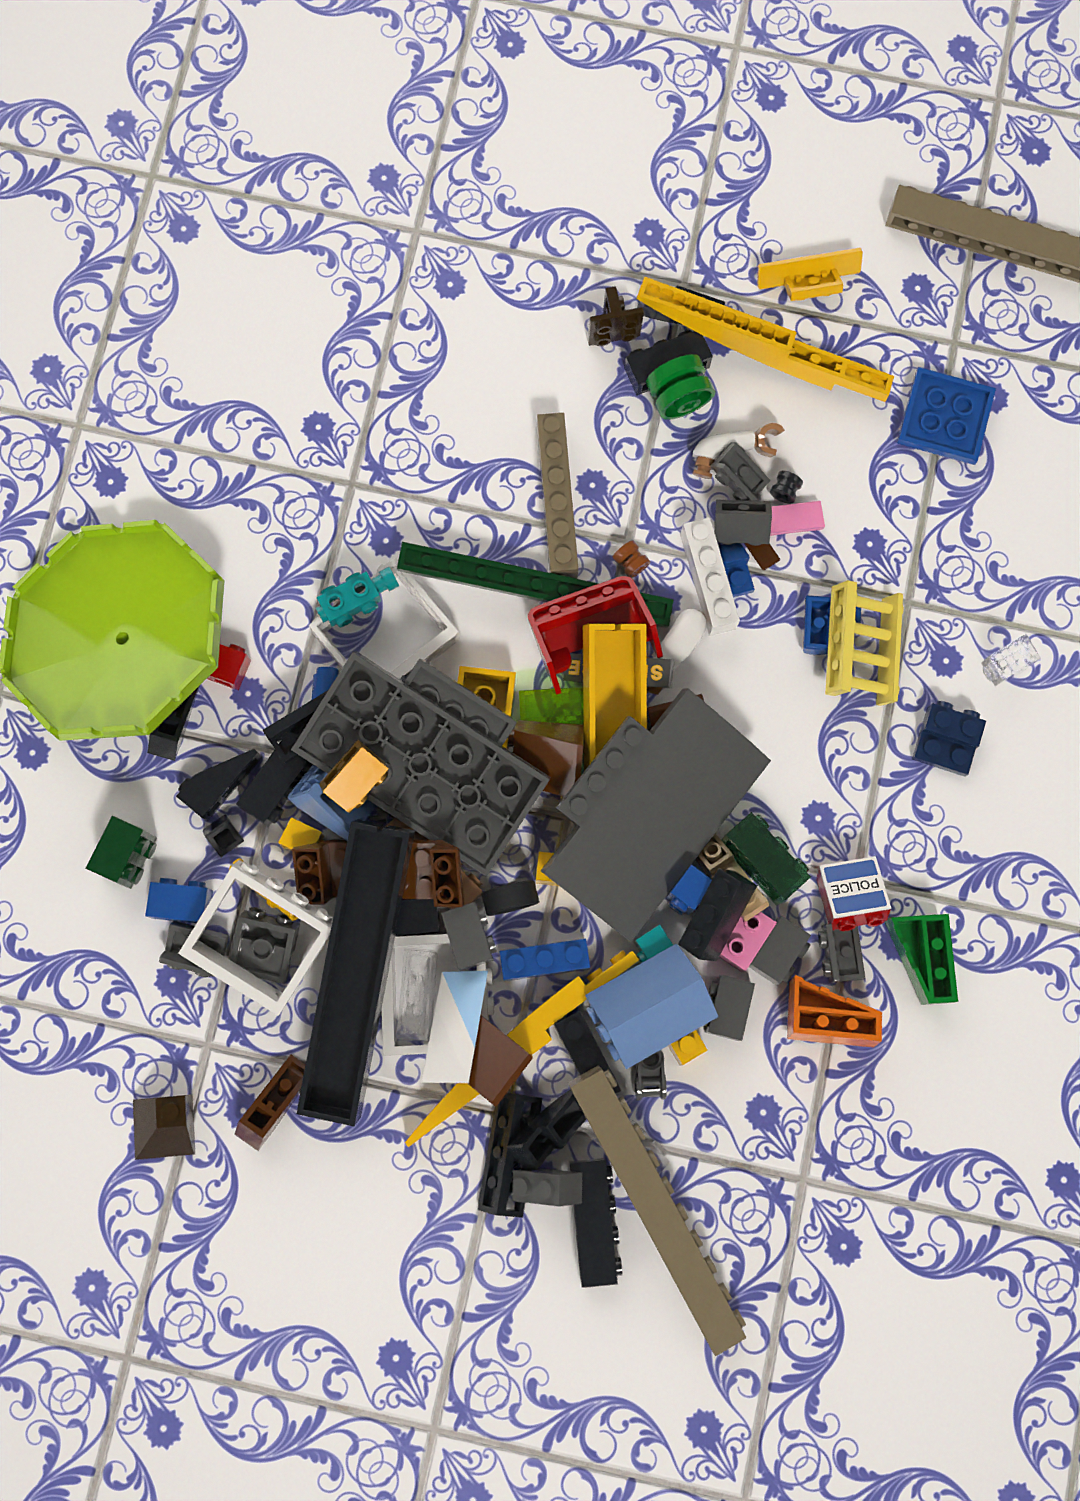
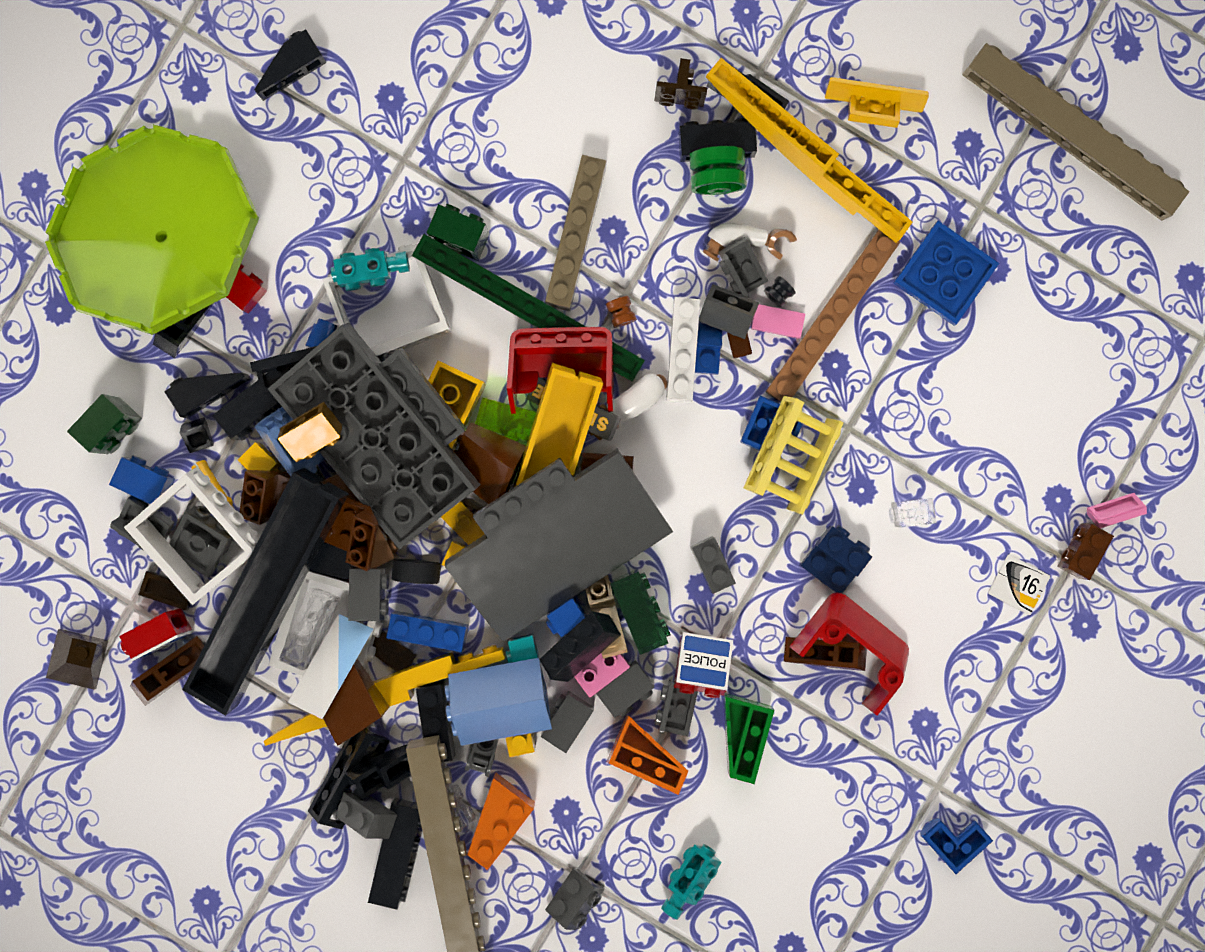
camera: 15 degrees right, 10 degrees up
(207, 420) = (292, 62): none -> black slope
(240, 1015) = (163, 590): none -> dark brown tile
(246, 1063) = (155, 634): none -> red piece
(437, 527) = (458, 231): none -> dark green brick
(513, 998) = (393, 652): none -> dark brown tile
(542, 831) = (463, 523): none -> yellow plate
(694, 1145) = (500, 819): none -> orange wedge
(809, 1207) = (574, 900): none -> dark grey bracket
(823, 786) = (712, 565): none -> dark grey brick
(848, 496) = (832, 317): none -> medium nougat plate
(928, 1135) = (691, 879): none -> teal brick
(977, 839) = (840, 655): none -> reddish brown slope
(979, 793) = (842, 616): none -> red windscreen

